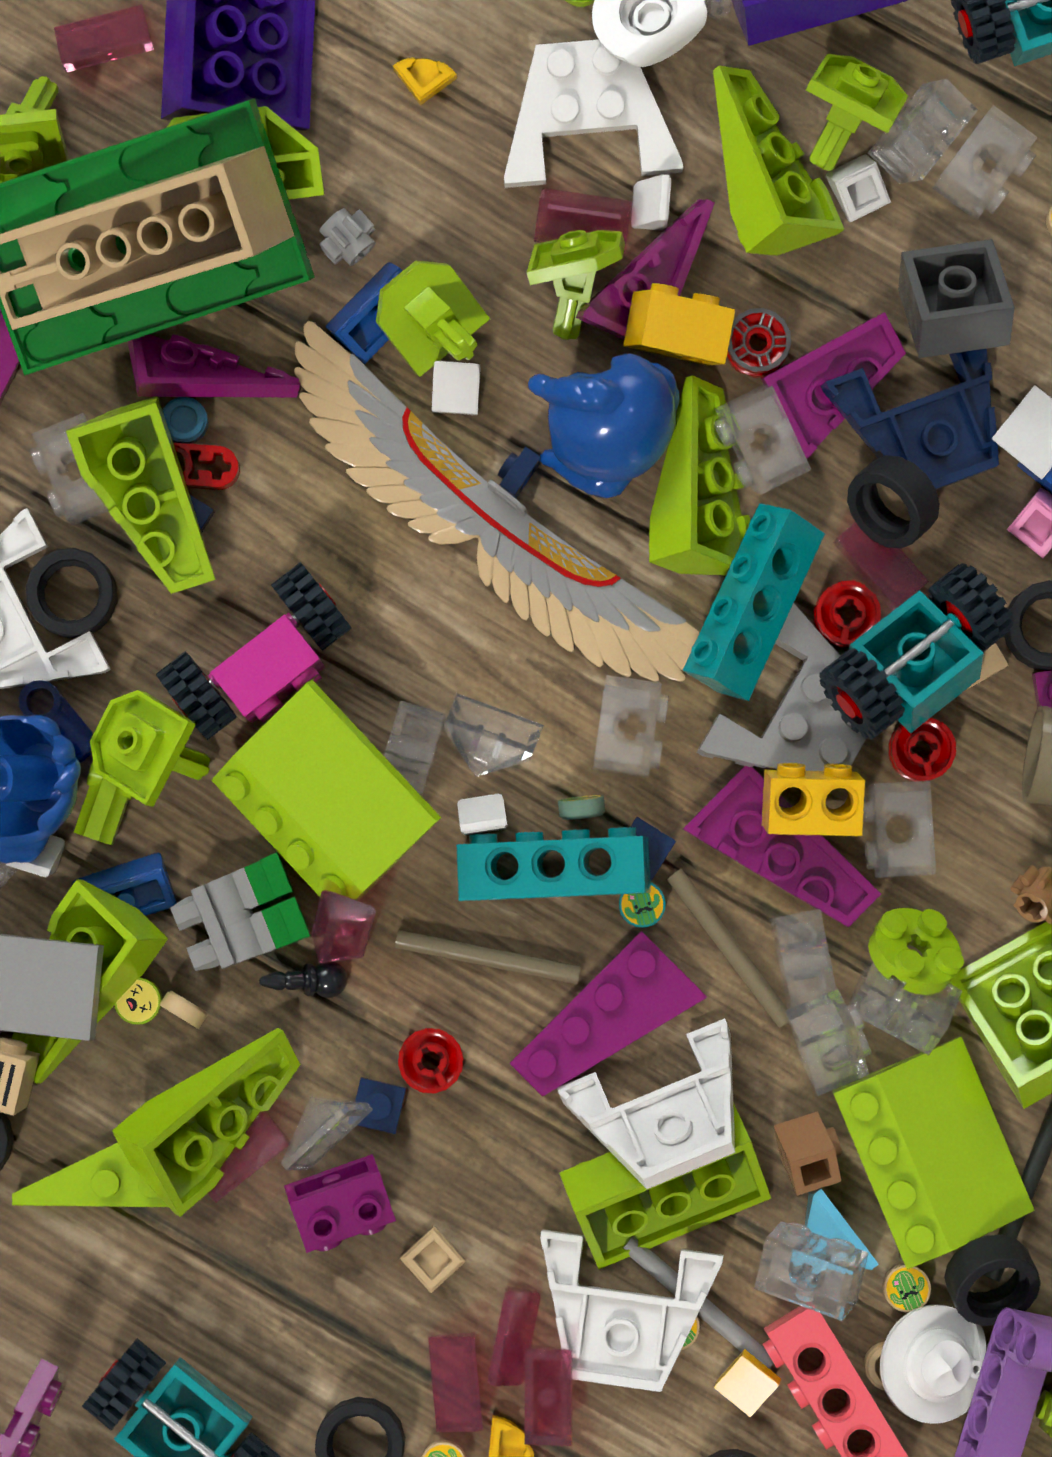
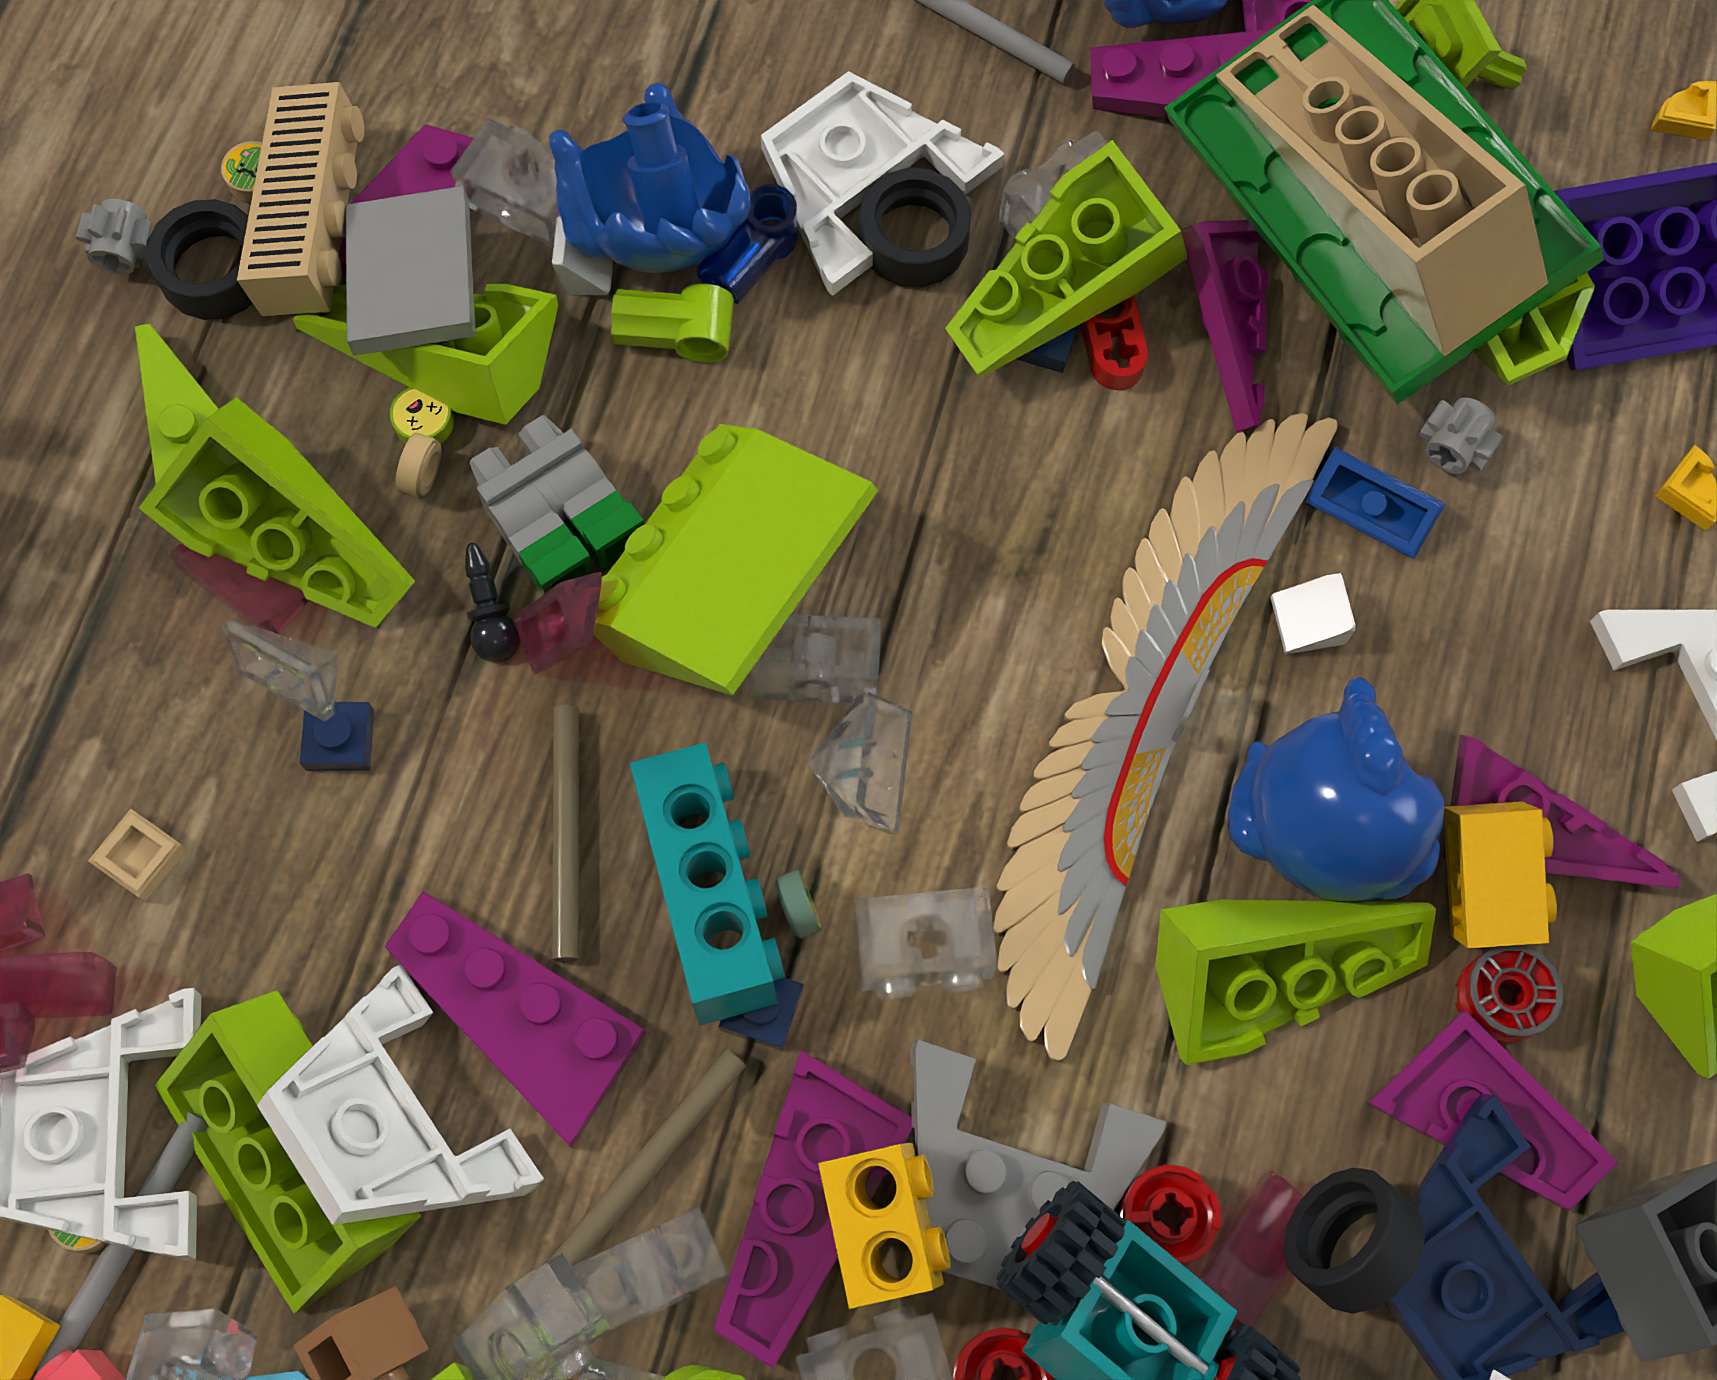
camera: 75 degrees right, 15 degrees down
(103, 38) = (1592, 123): clear pink slope -> none
(138, 882) = (570, 383): blue slope -> none
(142, 744) = (745, 328): lime piece -> none
(185, 420) = (1166, 310): dark azure tile -> none
(265, 667) = (892, 445): brick -> none
(340, 1204) = (188, 708): magenta brick -> none
(411, 1060) = (399, 811): red wheel -> none
(429, 315) = (1399, 553): lime piece -> none
(482, 814) = (755, 777): white slope -> none
(518, 471) = (1227, 716): dark blue plate -> none
(571, 211) = (1584, 726): clear pink slope -> none
(572, 268) = (1516, 717): lime piece -> none
(644, 908) = (676, 1025): tile -> none
(651, 203) = (1645, 808): white slope -> none
(754, 601) = (1173, 1096): teal brick -> none
(782, 455) = (1418, 1018): clear brick -> none

